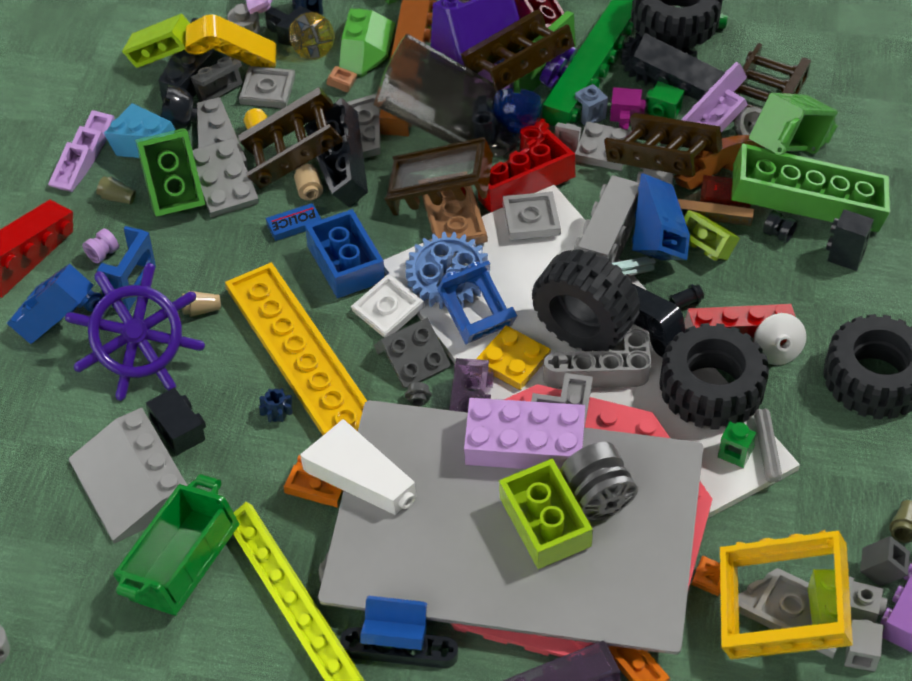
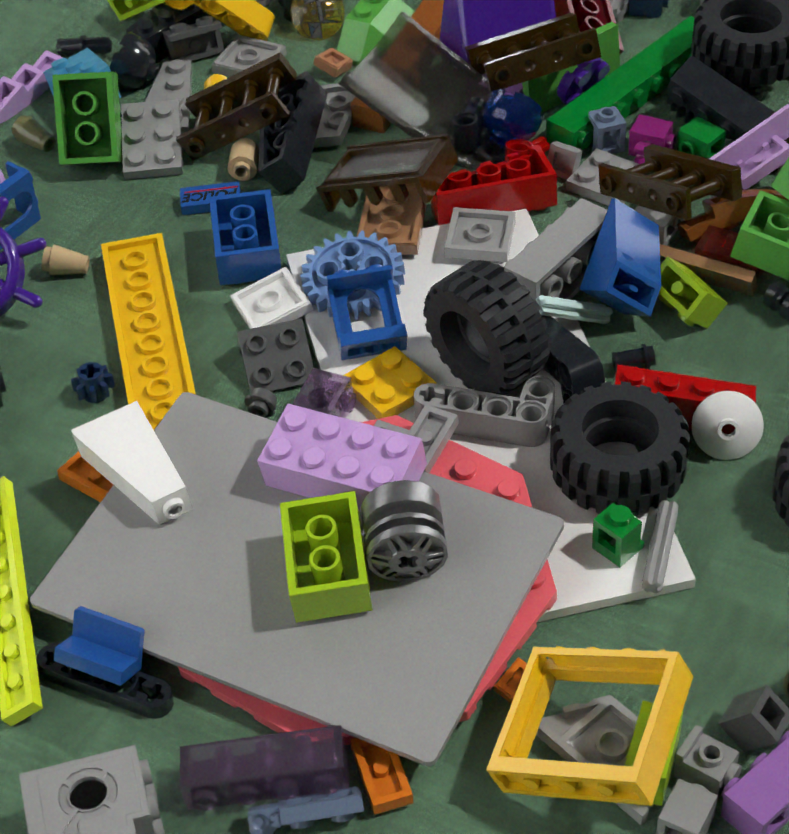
camera: 20 degrees right, 5 degrees down
(119, 99) = (75, 45): none -> black axle

